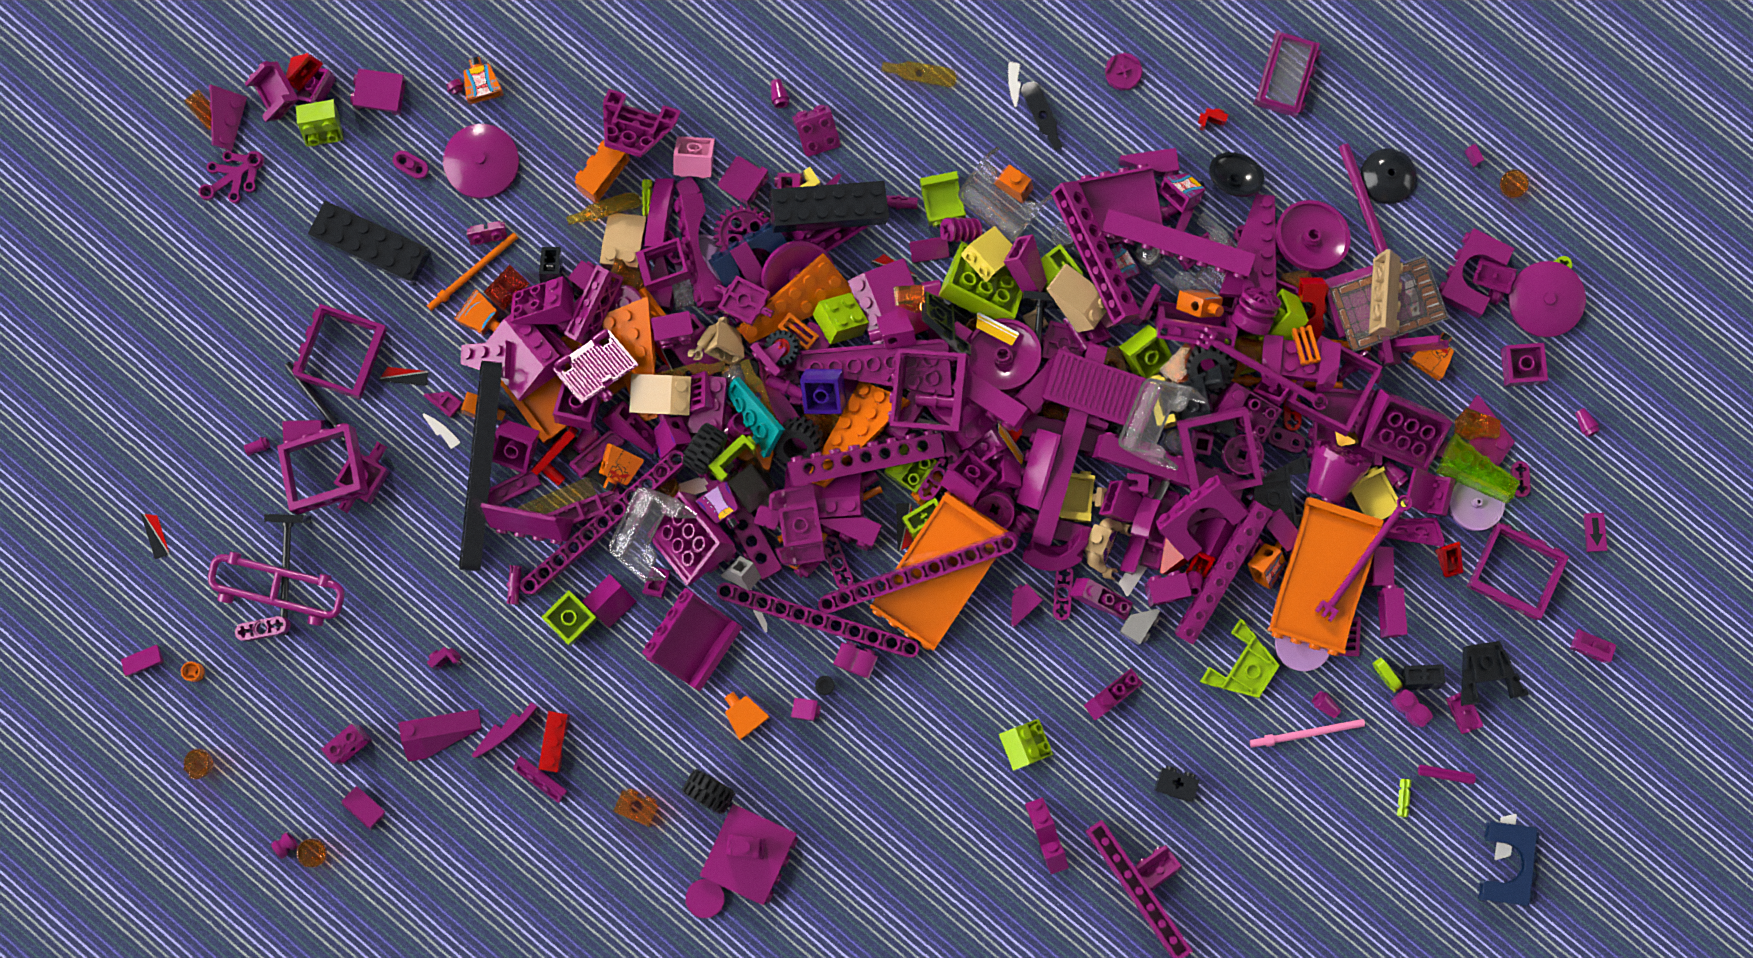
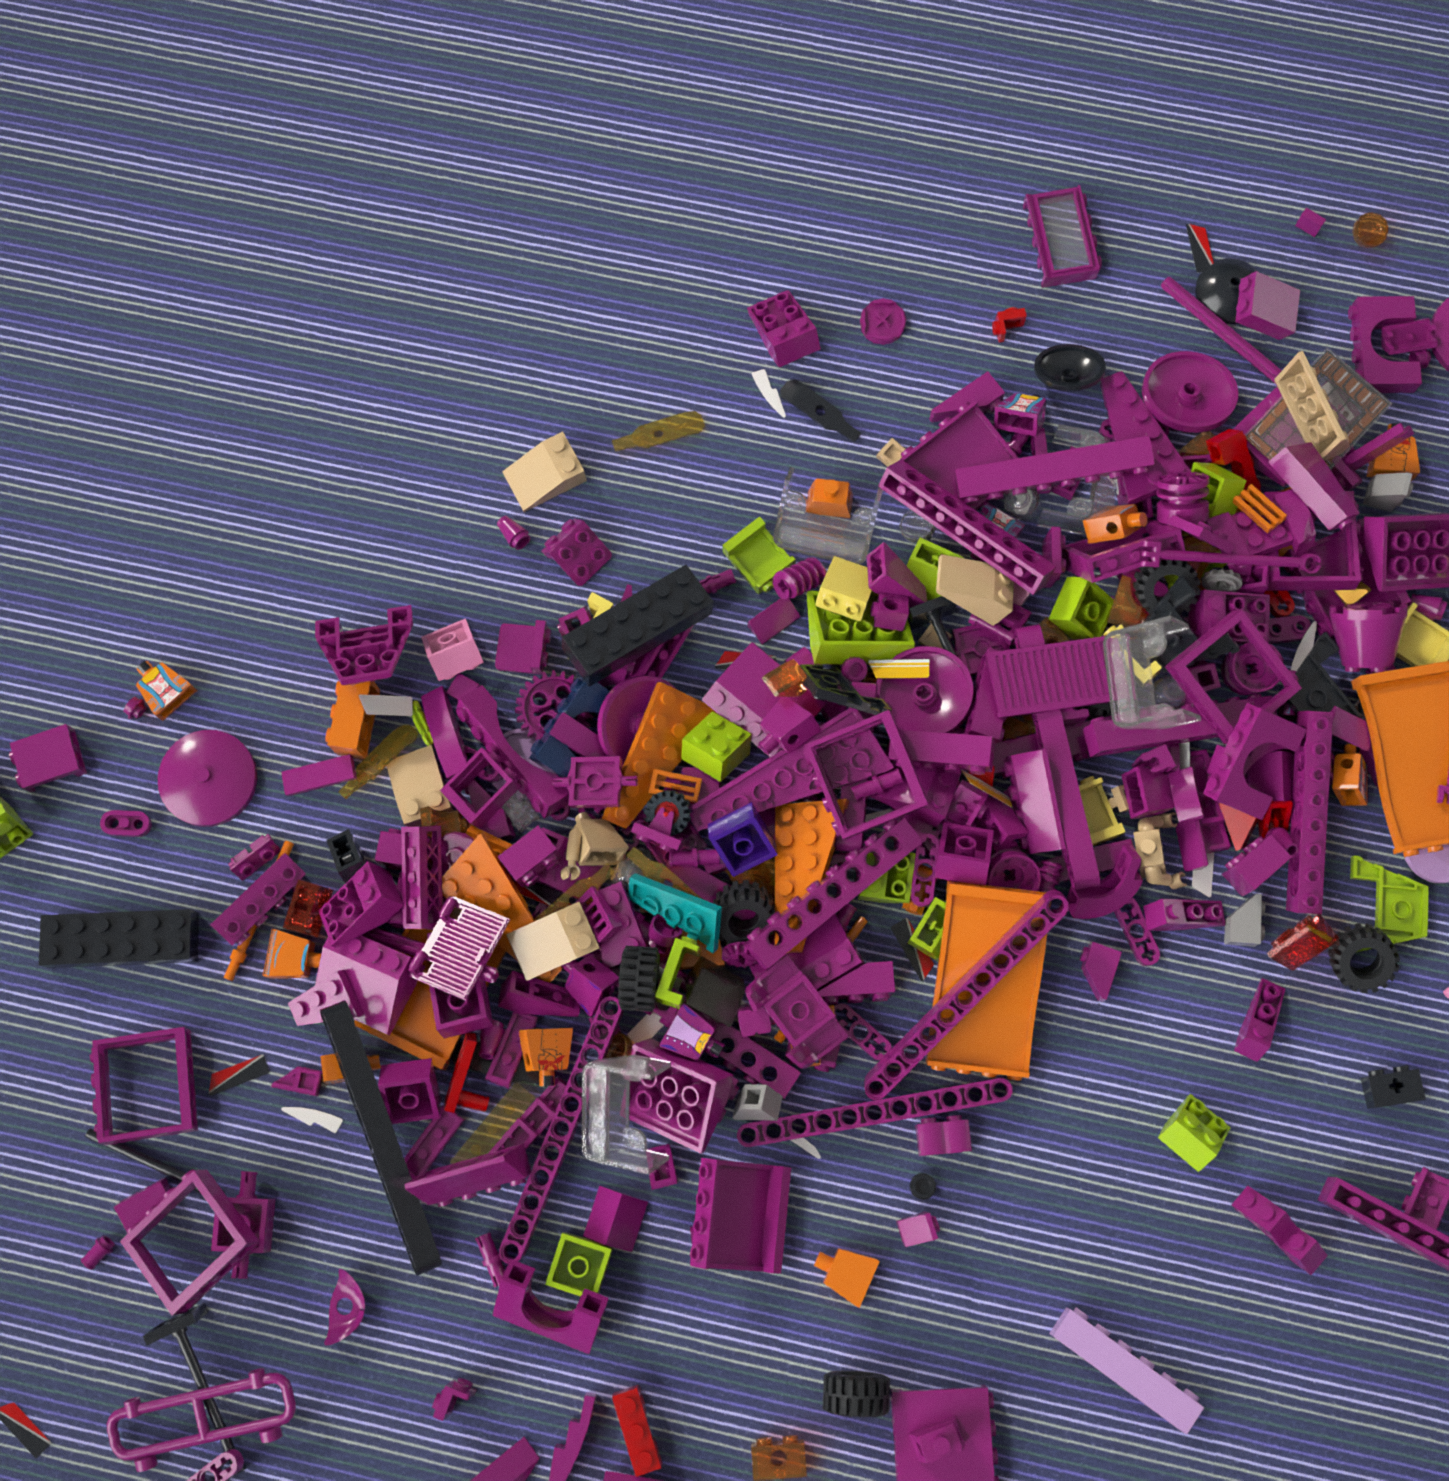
camera: 20 degrees left, 5 degrees down
(394, 576) = (343, 1325): none -> magenta piece
(475, 264) = (258, 899): none -> magenta brick
(517, 624) = (520, 1307): none -> magenta arch
(558, 198) = (319, 775): none -> magenta tile
(629, 174) = (387, 705): none -> white sticker
(780, 468) = (732, 956): none -> magenta gear
(822, 61) = (545, 472): none -> tan slope
(894, 871) = (1126, 1370): none -> lavender brick
(964, 313) = (854, 669): none -> magenta tile
(1010, 285) = (890, 611): none -> magenta brick
(1049, 41) = (784, 328): none -> magenta slope
(1076, 171) = (890, 453): none -> tan tile
(1168, 656) = (1302, 942): none -> clear red slope
(1194, 699) = (1373, 975): none -> black tyre
(1252, 344) = (1203, 532): none -> magenta wing
(1253, 382) = (1222, 580): none -> light grey gear
(1293, 456) = (1304, 647): none -> white sticker
(1354, 348) = (1315, 485): none -> magenta slope
(1384, 132) = (1200, 247): none -> sticker
(1404, 201) = (1267, 305): none -> magenta brick
(1412, 379) = (1388, 490): none -> light grey slope

